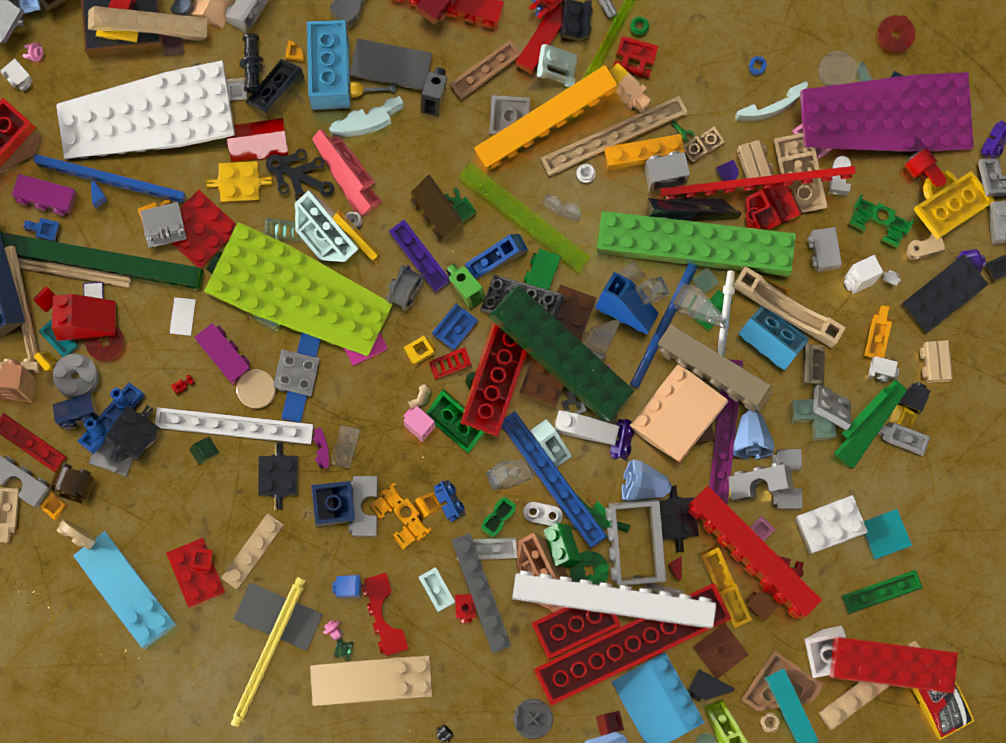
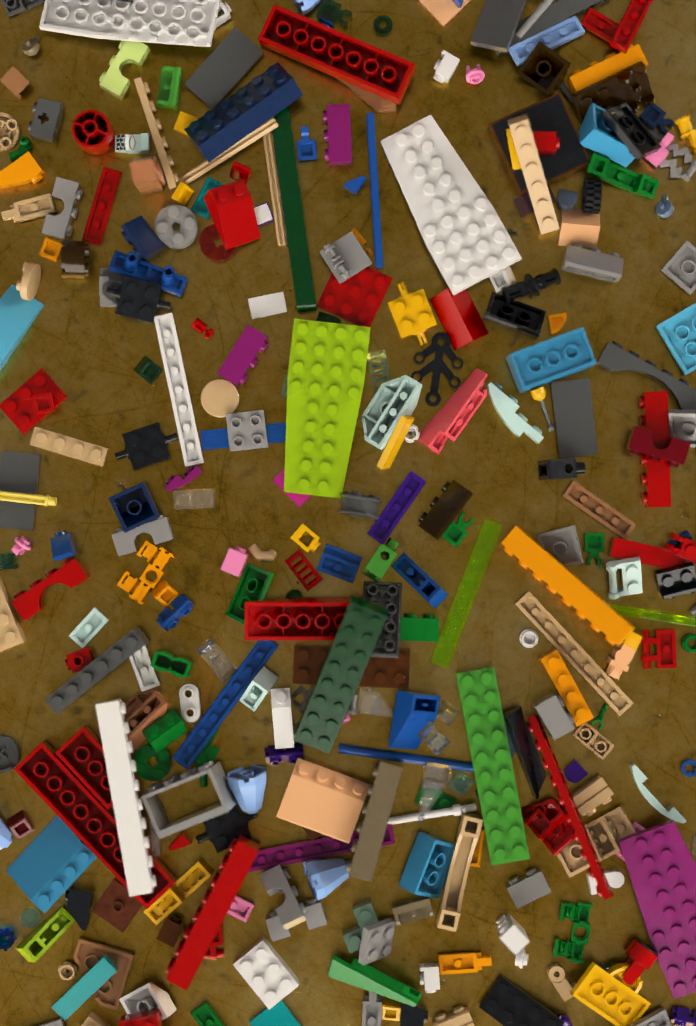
camera: 75 degrees right, 10 degrees up
(517, 84) = (594, 544): none -> green plate
(568, 210) = (486, 633): clear slope -> none

